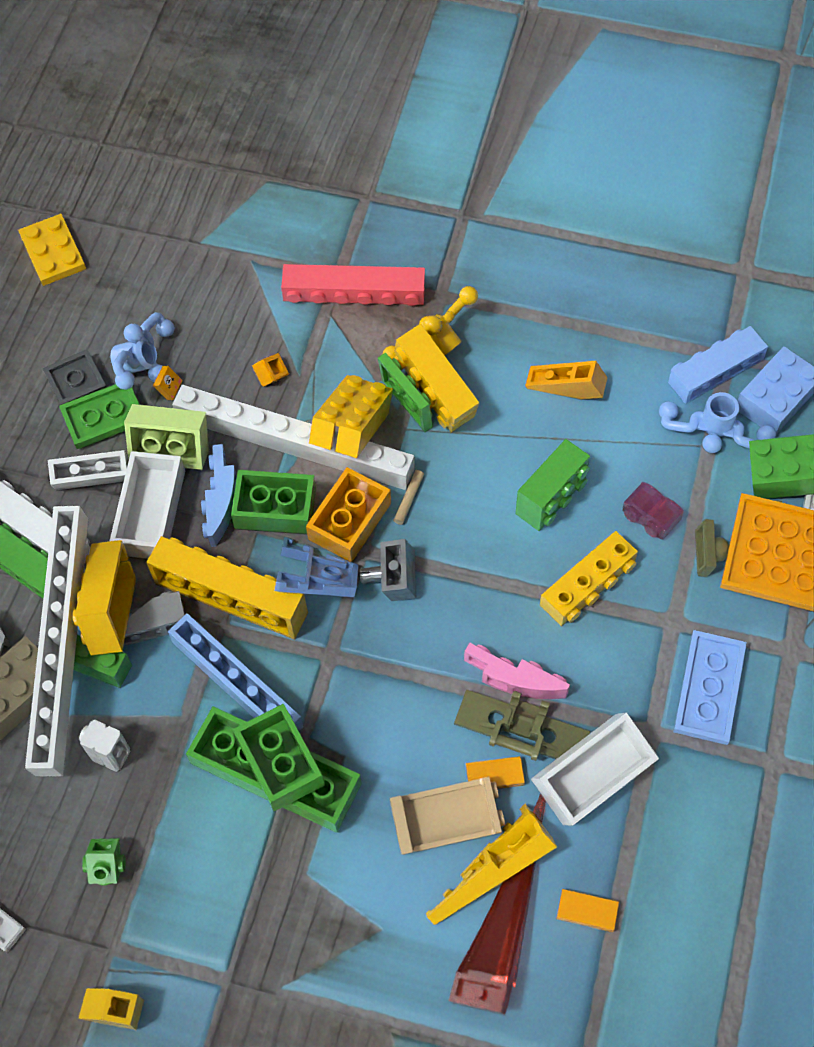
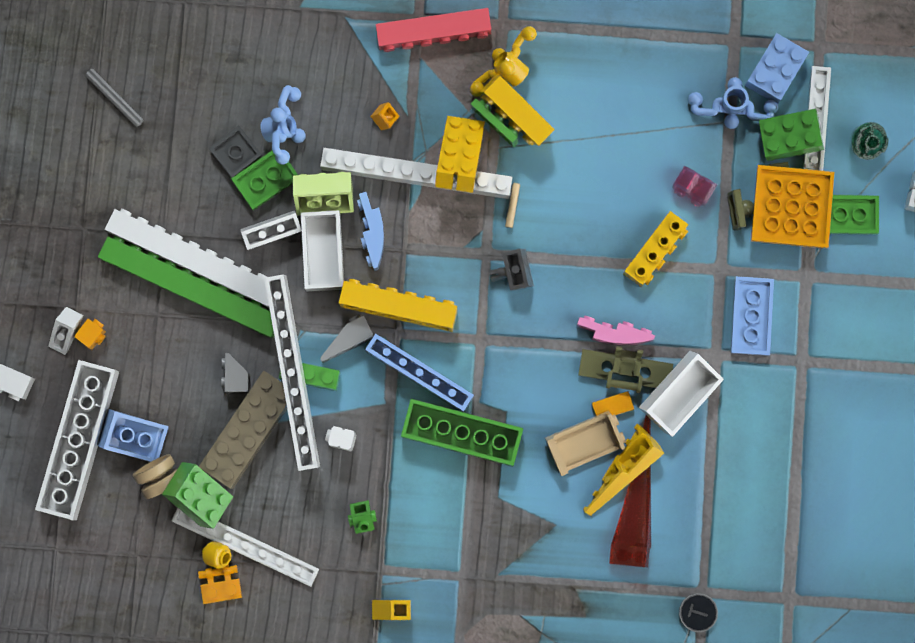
camera: 10 degrees left, 20 degrees up
(52, 249) = (182, 35): yellow plate -> none
(105, 598) = (315, 333): yellow piece -> none
(167, 383) = (309, 143): light orange tile -> none
(273, 501) = (415, 231): bright green brick -> none
(278, 757) = (467, 430): bright green brick -> none
(323, 574) = (468, 281): medium blue wing -> none
(348, 514) = (473, 231): light orange brick -> none
(552, 485) = (619, 182): bright green brick -> none
(571, 380) = (615, 86): light orange slope -> none
(587, 910) = (689, 487): light orange tile -> none
(717, 364) = (729, 51): light blue brick -> none

